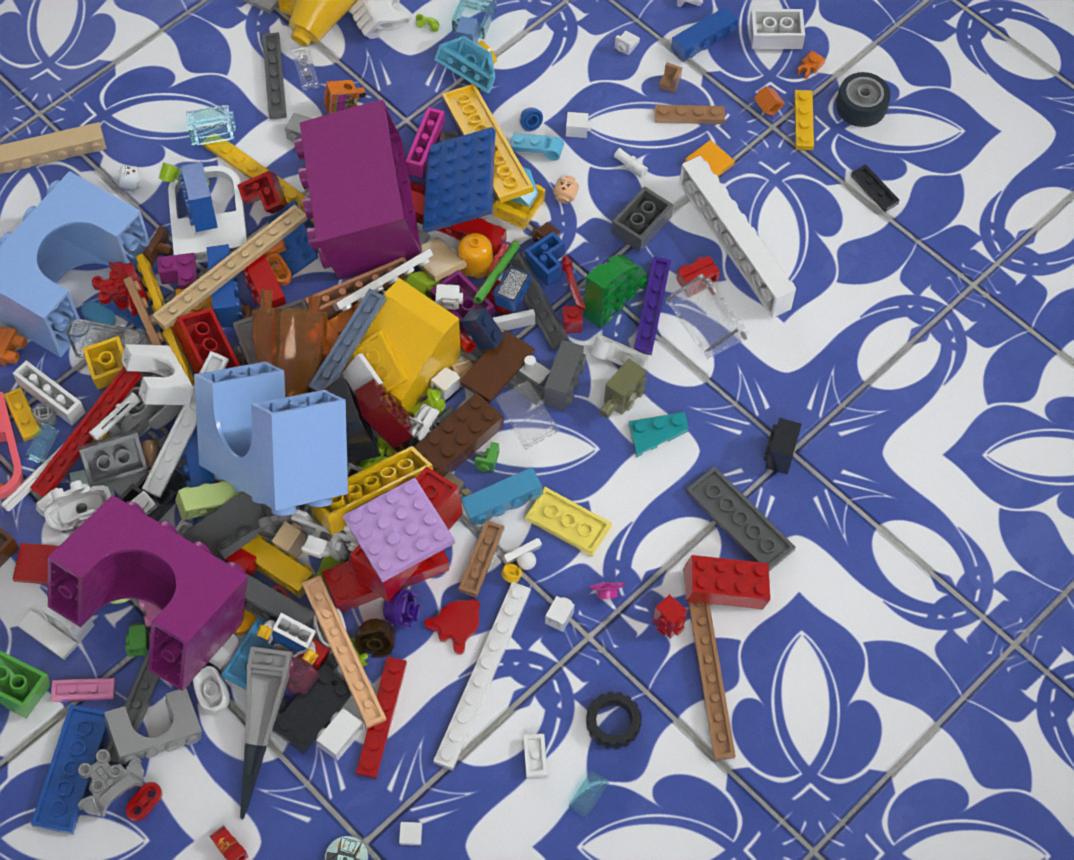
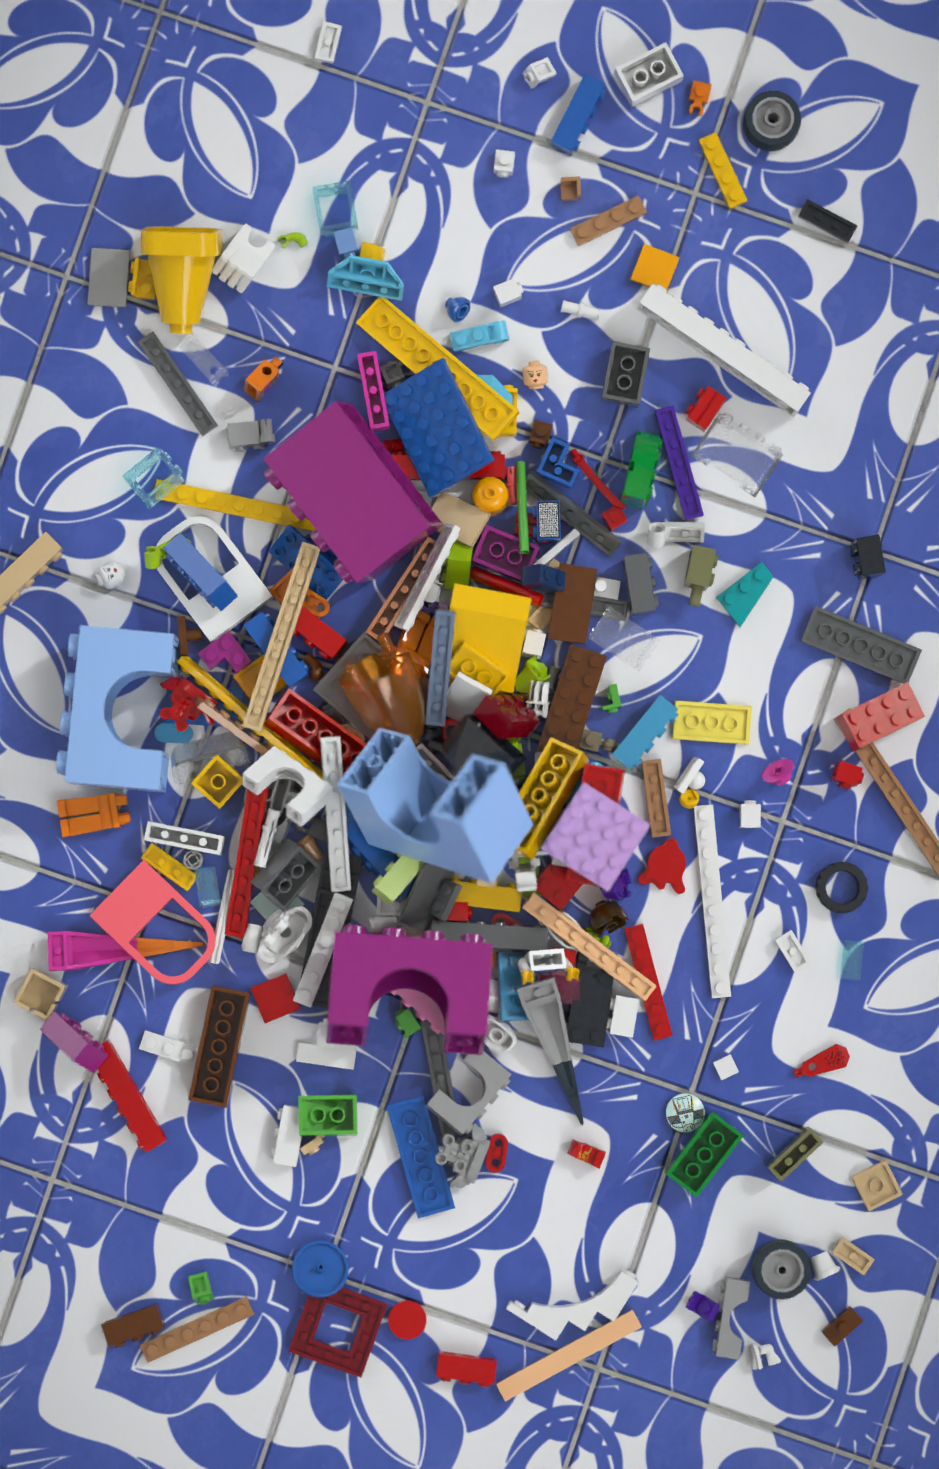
camera: 30 degrees left, 25 degrees up
(83, 690) = (386, 1086): bright pink tile -> none
(264, 188) = (255, 525): red brick -> none
(449, 296) = (496, 563): white window -> none
(769, 100) = (680, 169): orange brick -> none

